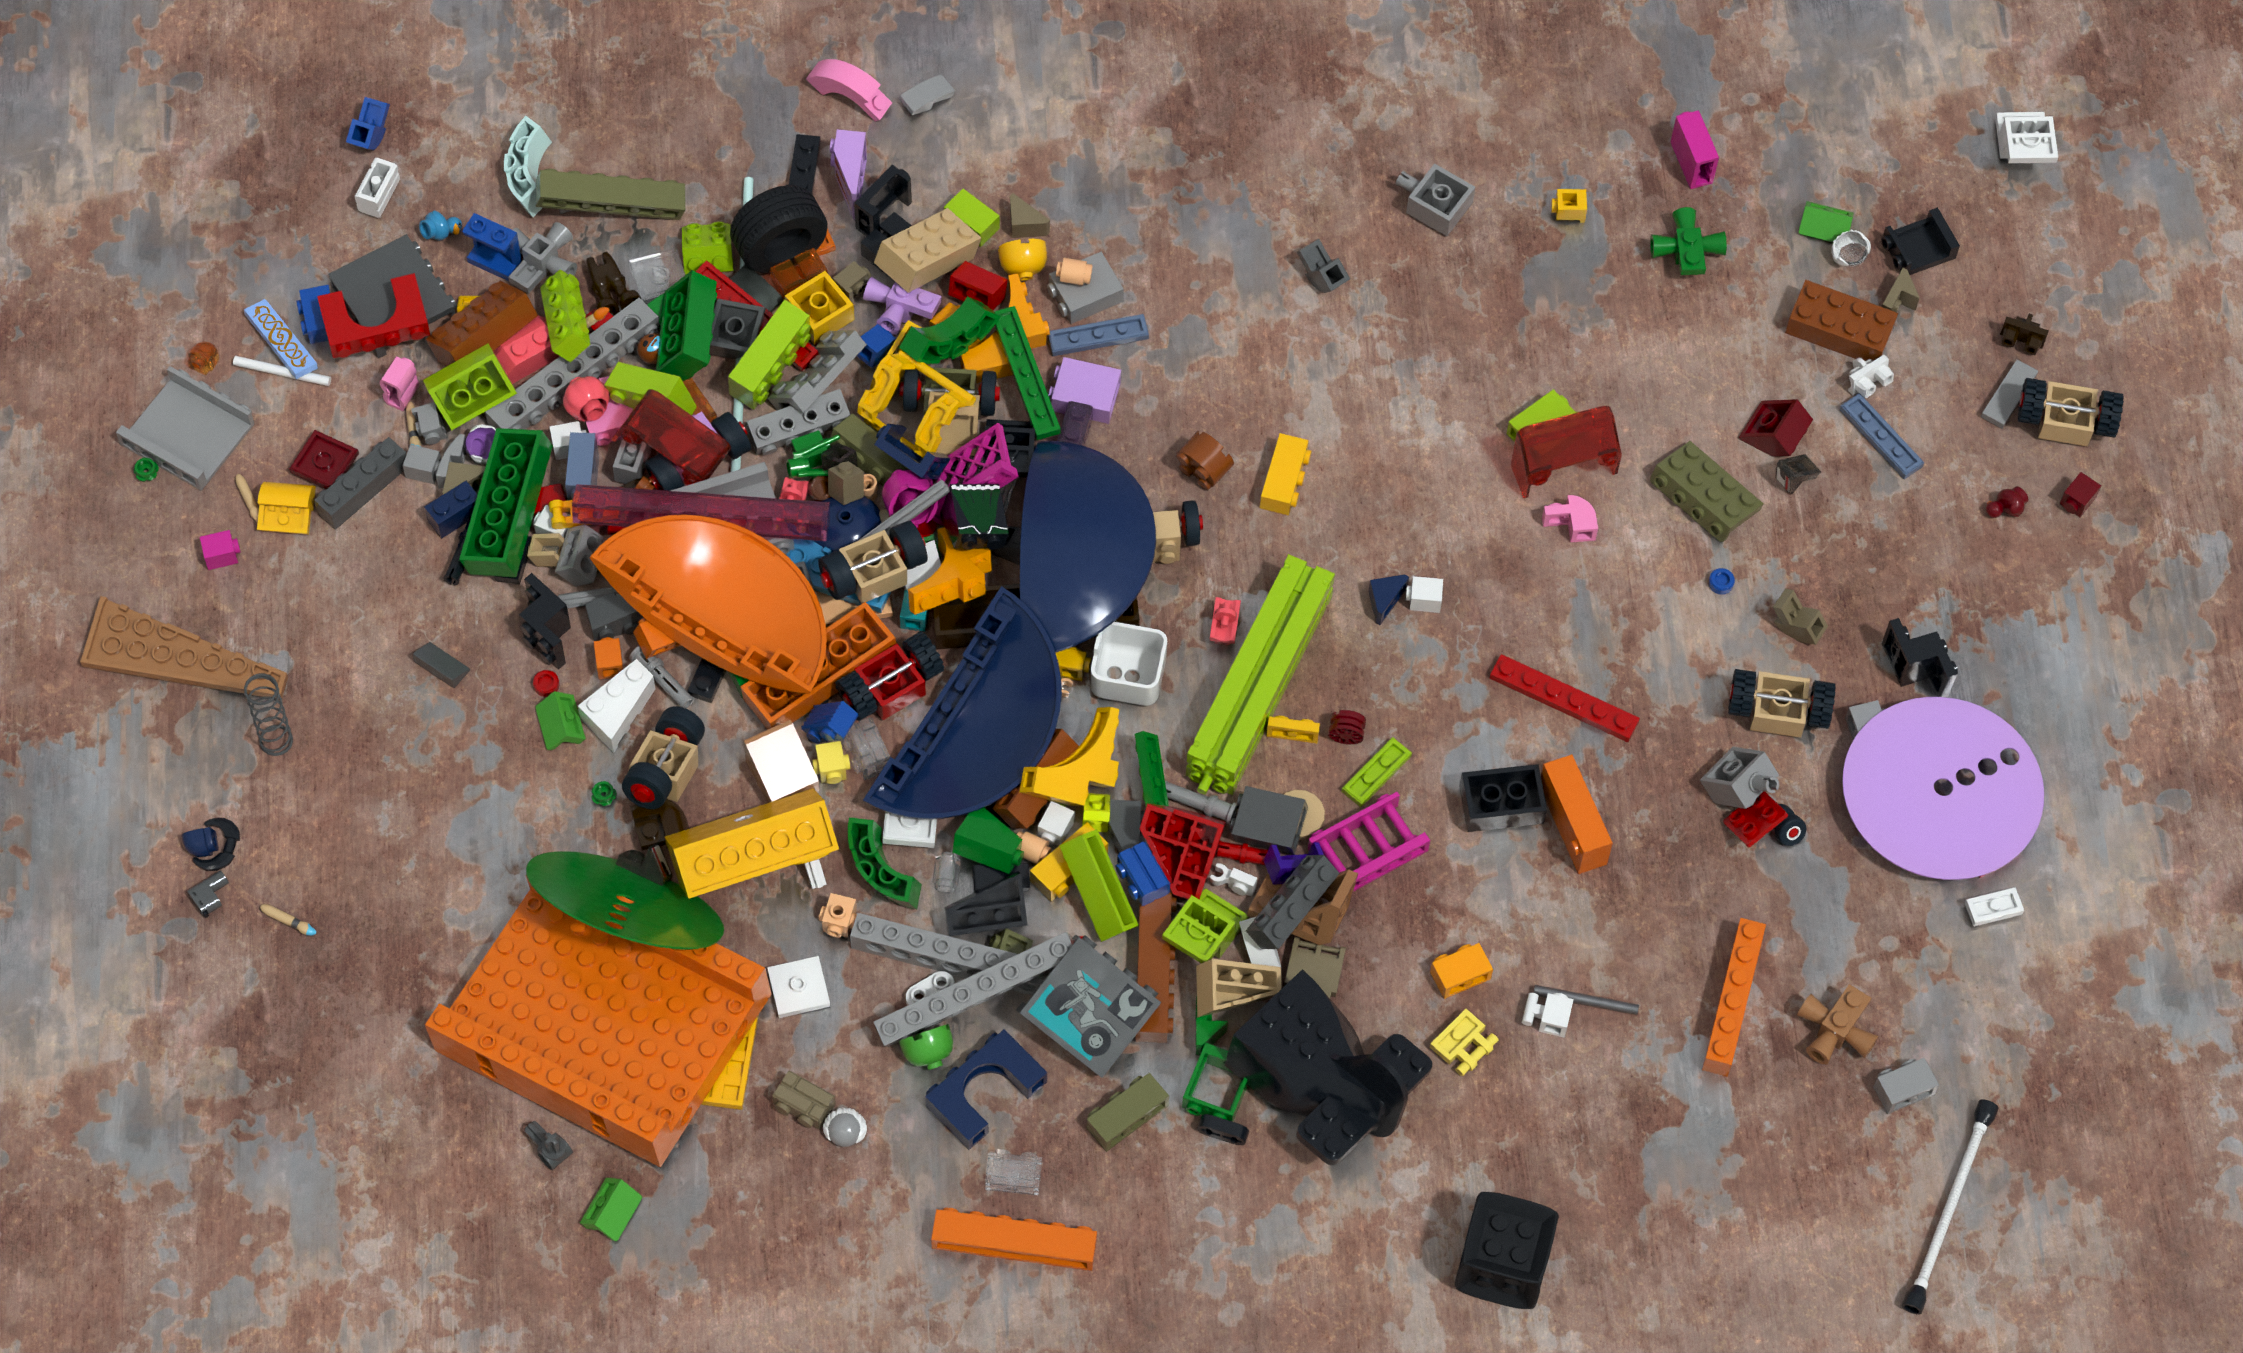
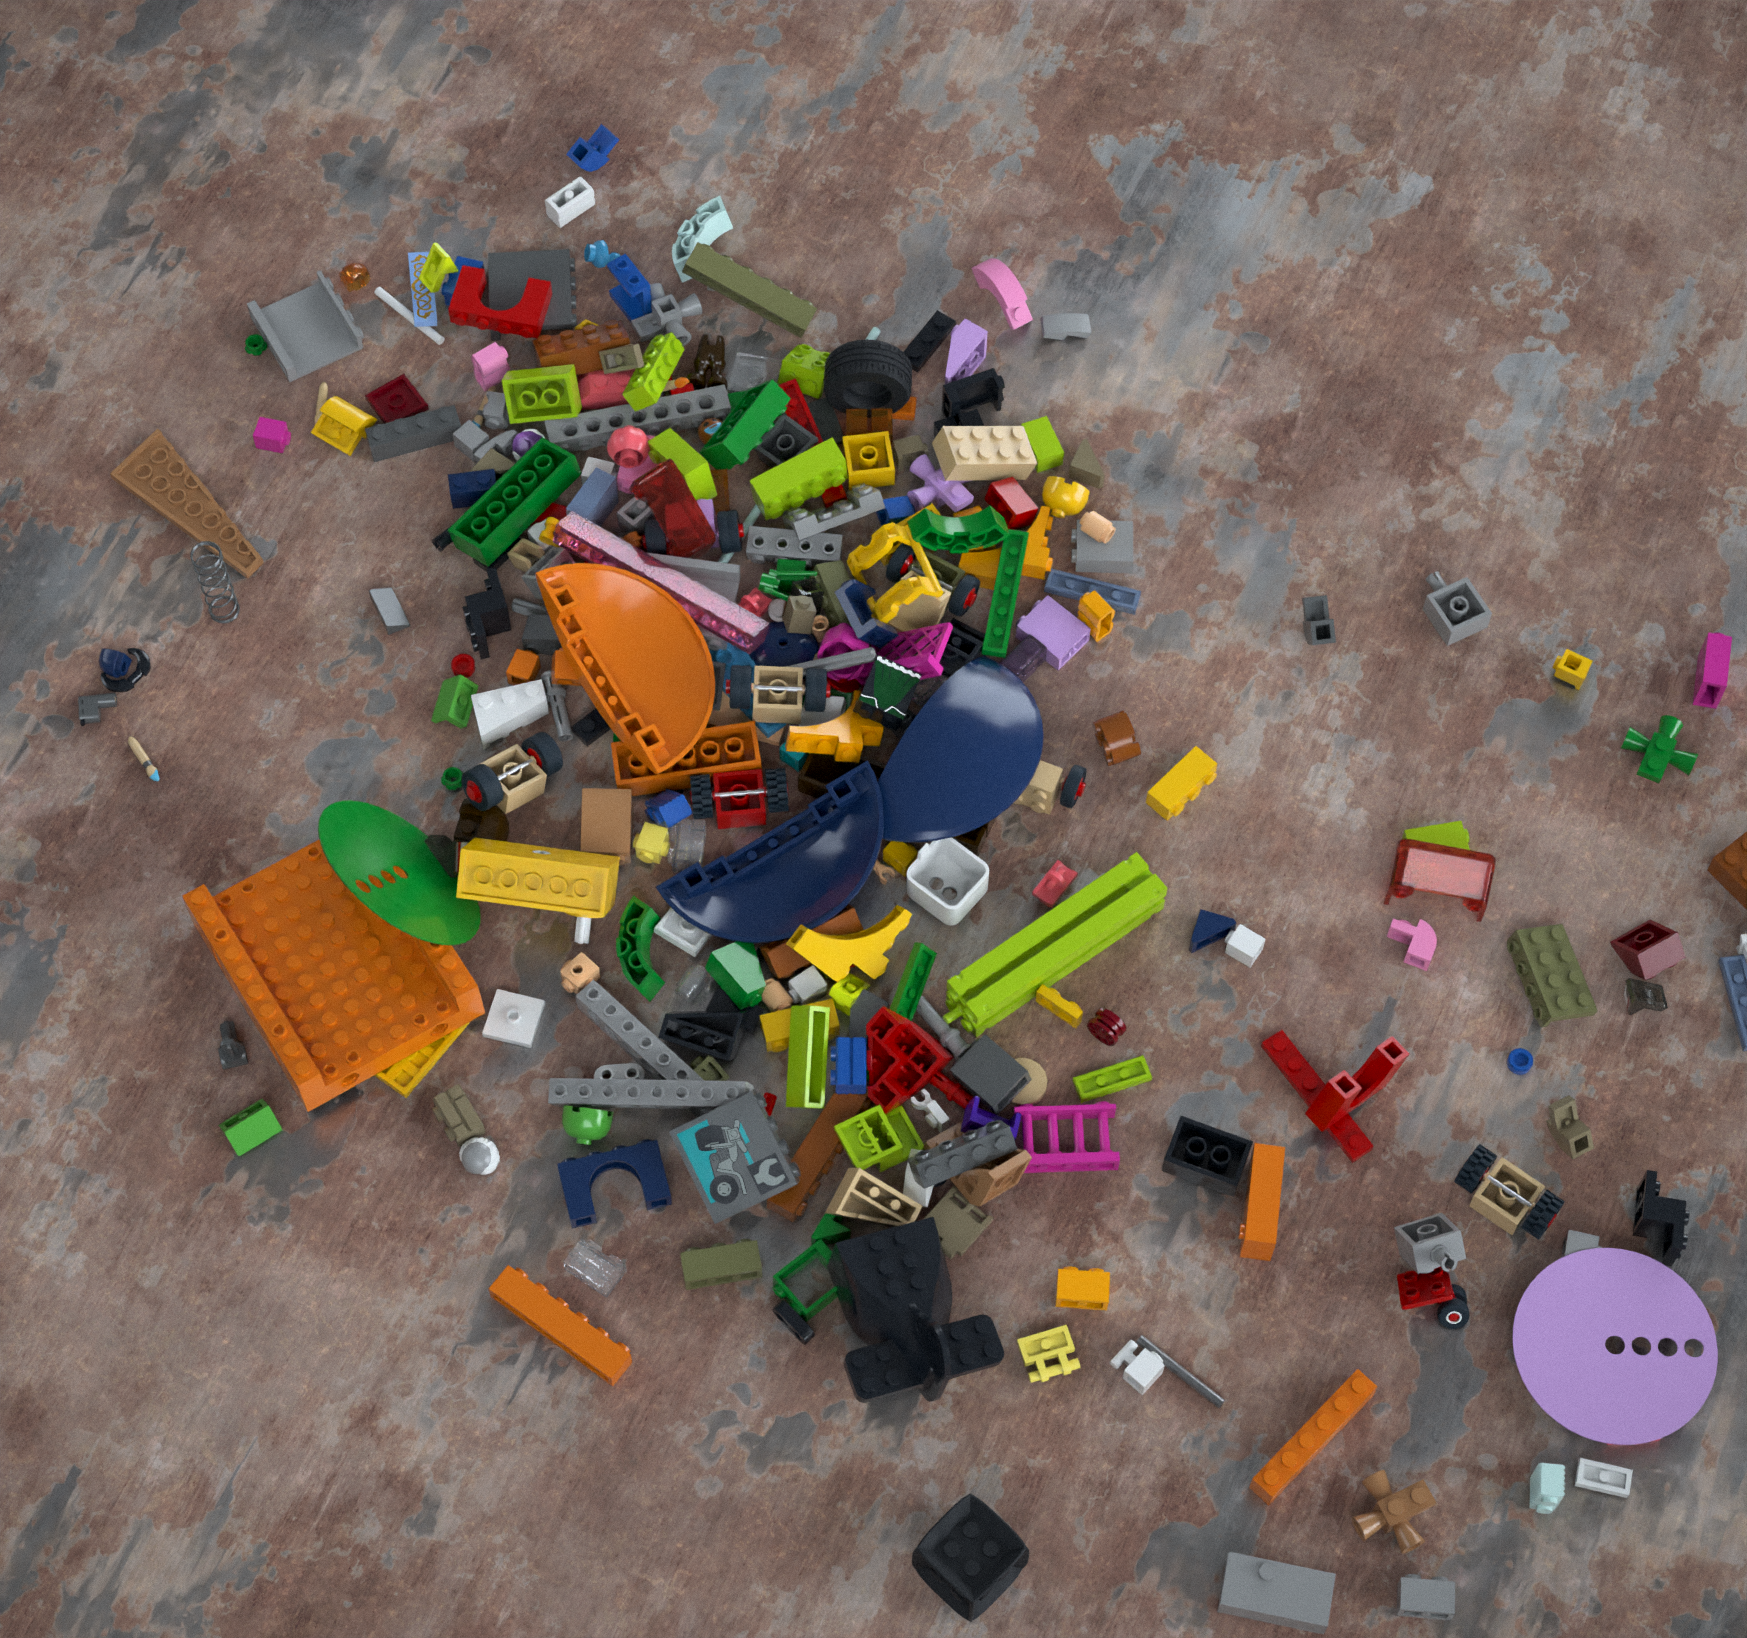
camera: 30 degrees right, 0 degrees up
(288, 311) = (436, 267): none -> neon yellow slope
(531, 316) = (621, 358): none -> dark tan slope
(1118, 353) = (1096, 614): none -> light orange brick
(1600, 668) = (1346, 1092): none -> red arch
(1779, 1146) = (1276, 1593): none -> light grey brick
(1954, 938) = (1547, 1487): none -> light aqua brick

